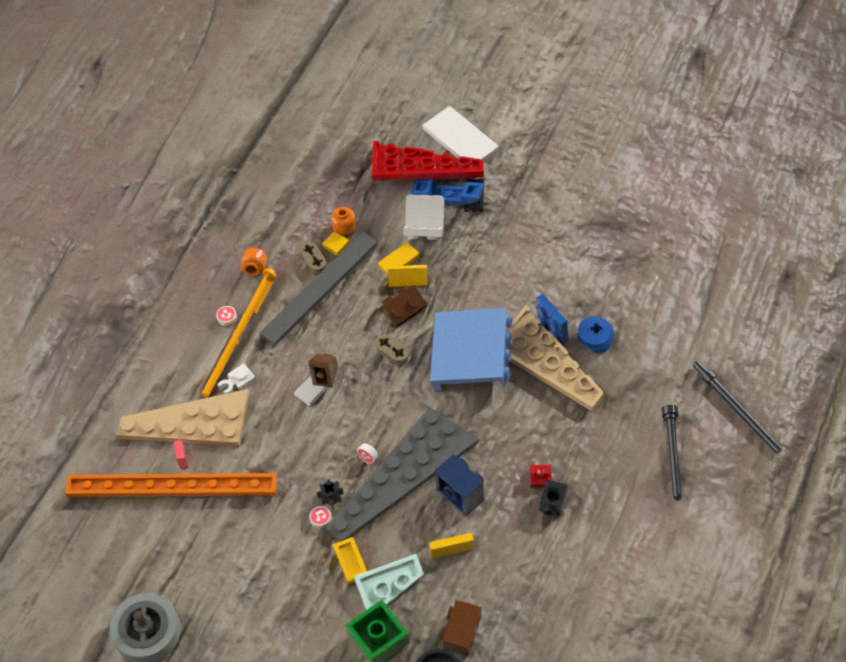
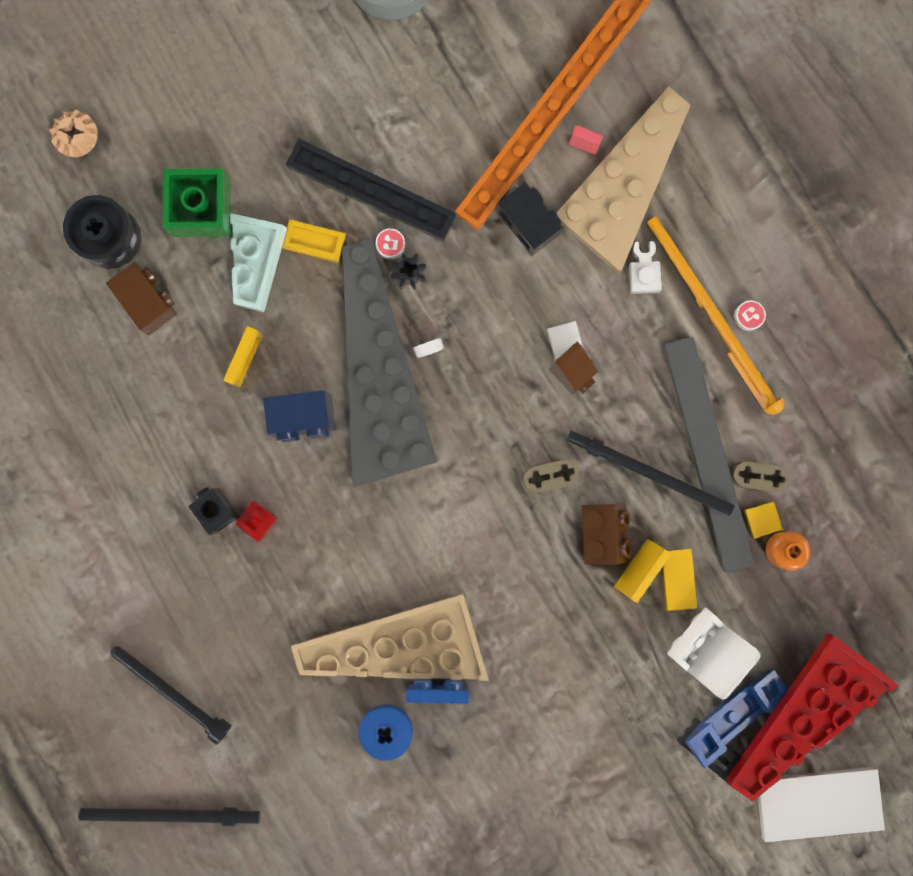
camera: 120 degrees right, 30 degrees up
(251, 451) = (529, 218): none -> black brick
(253, 261) = (806, 397): orange head -> none
(295, 549) = (371, 190): none -> black plate
(358, 337) = (596, 447): none -> black bar
(471, 347) = (473, 565): medium blue panel -> none

